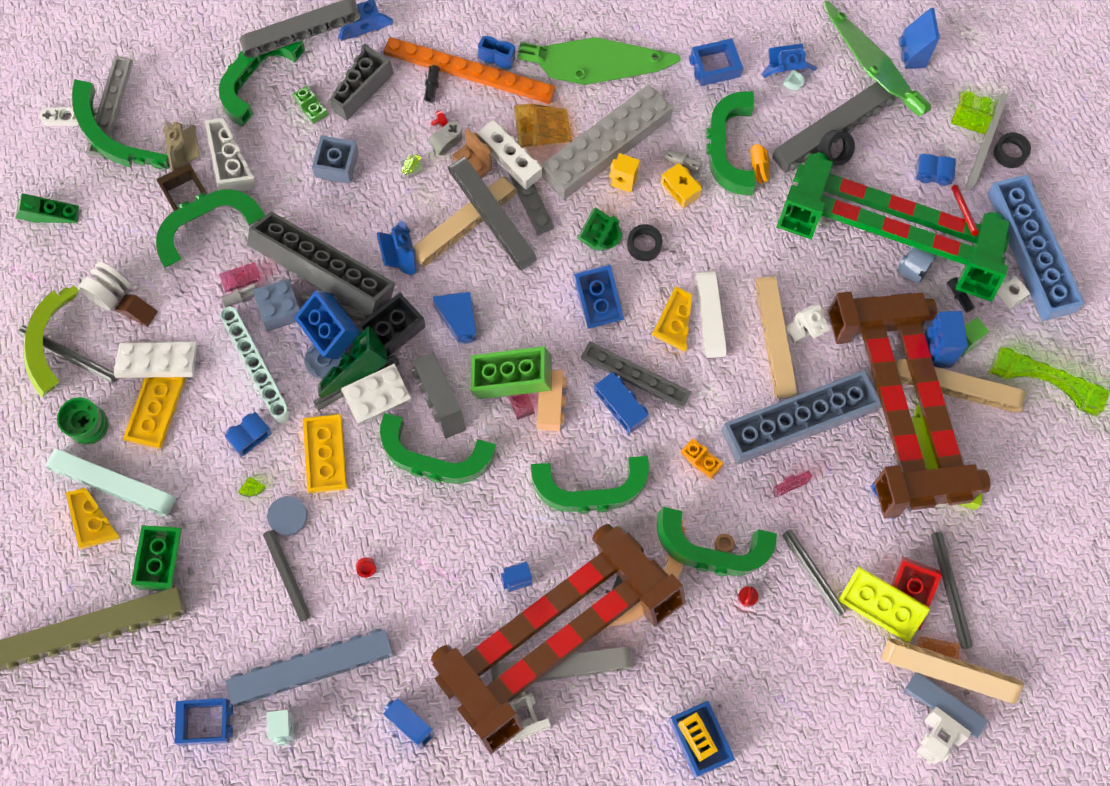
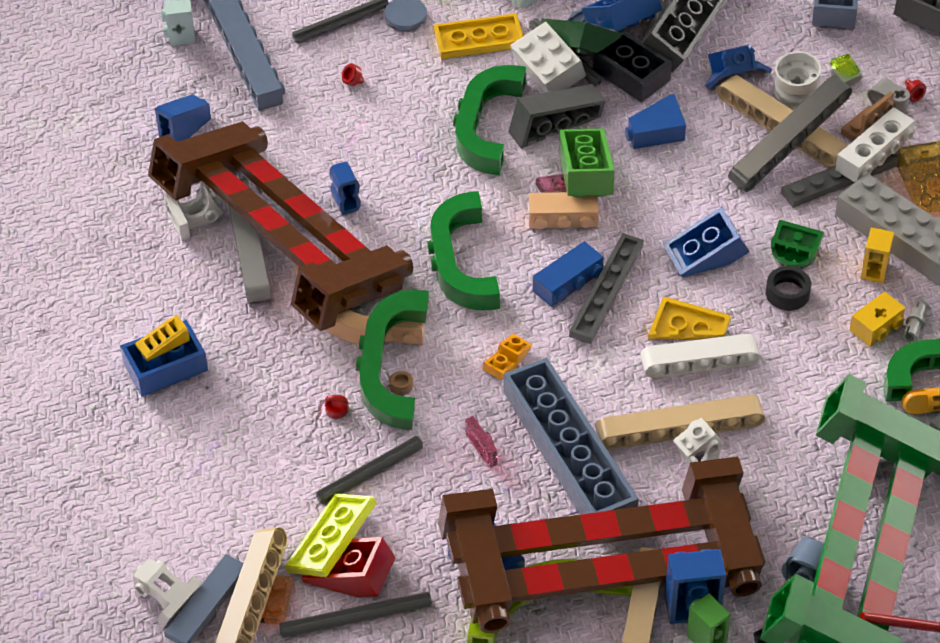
camera: 90 degrees right, 20 degrees down
(426, 191) = (796, 78): none -> white wheel

